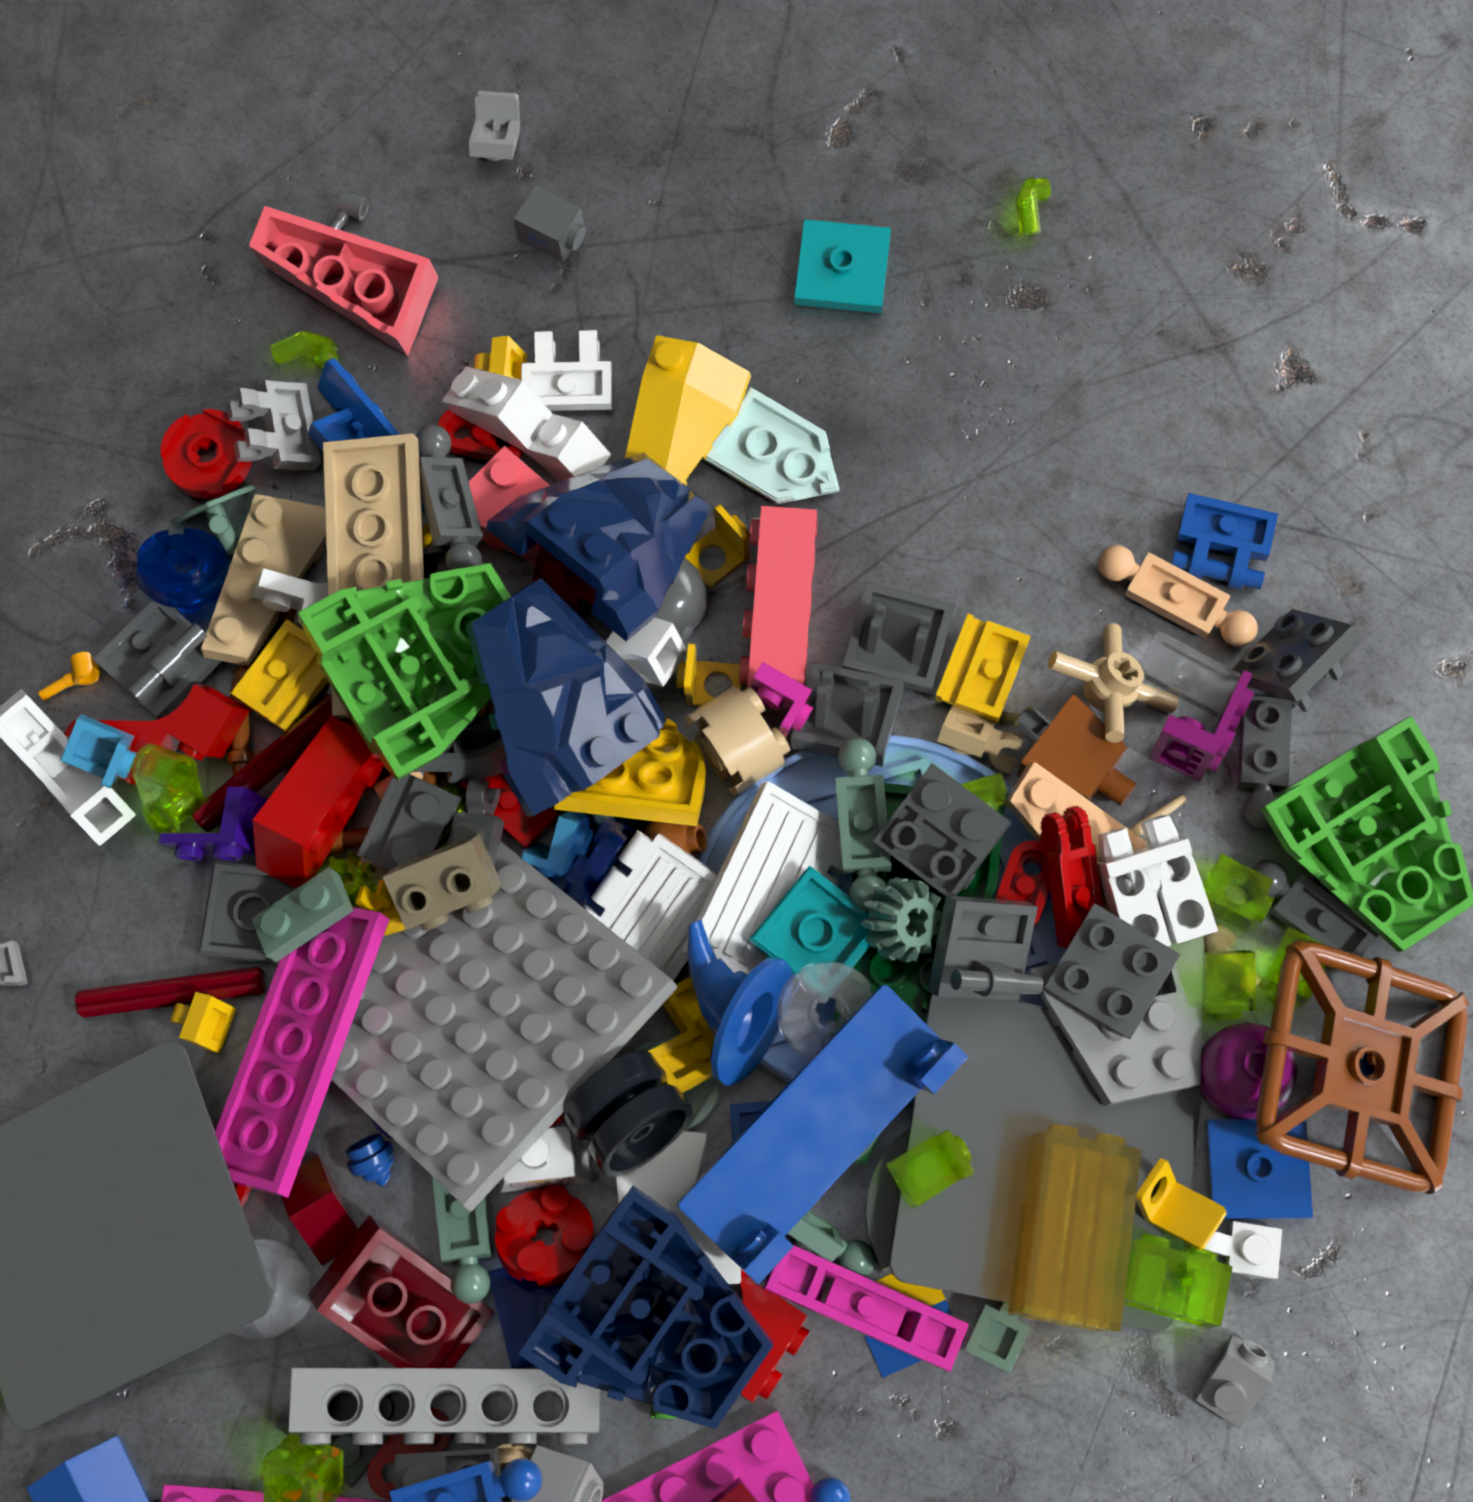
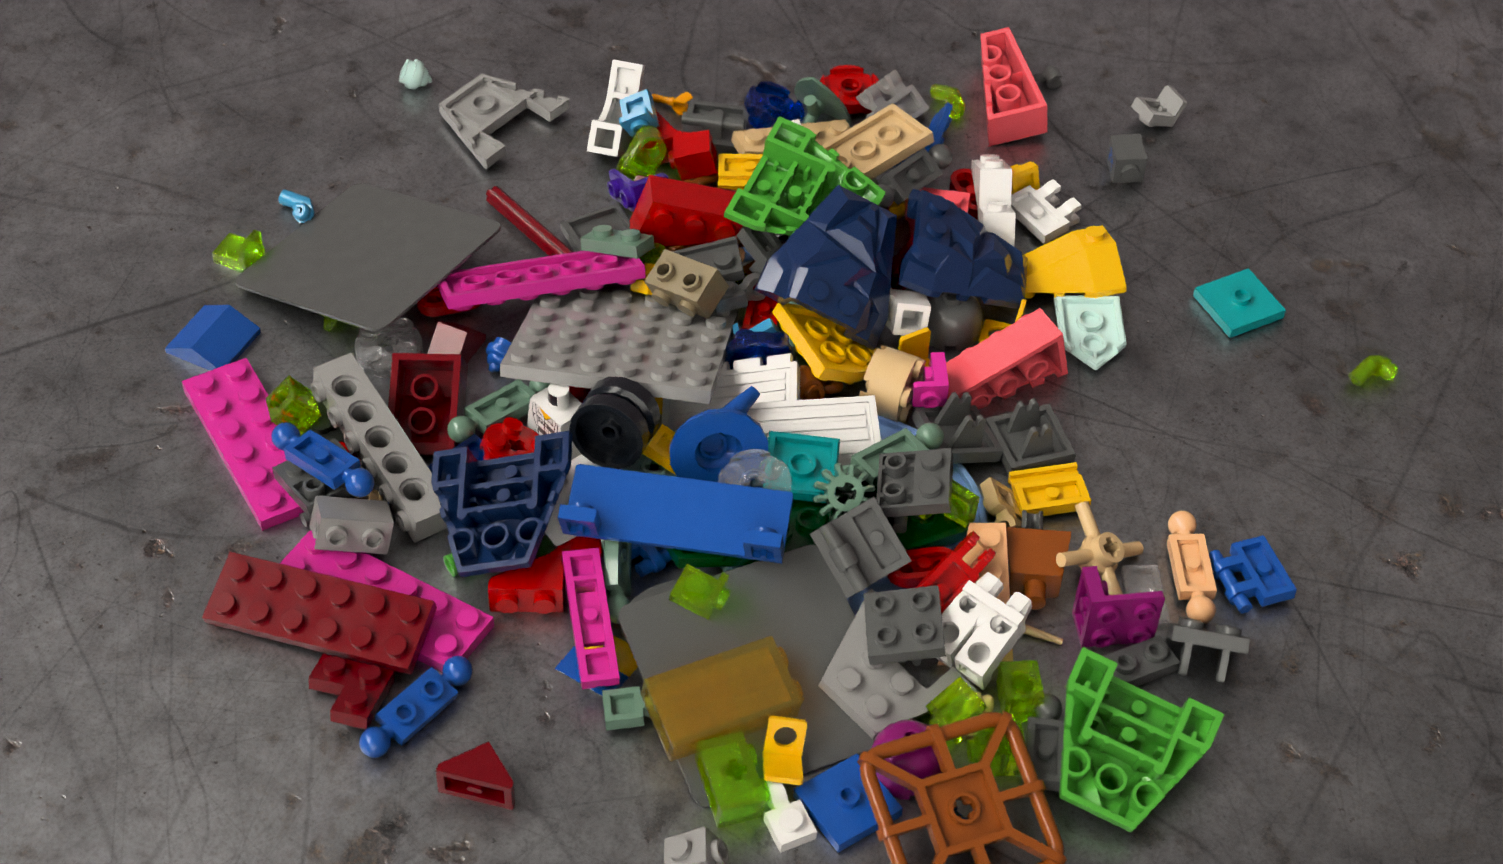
camera: 50 degrees right, 25 degrees down
(204, 1021) = (523, 243): yellow tile -> none

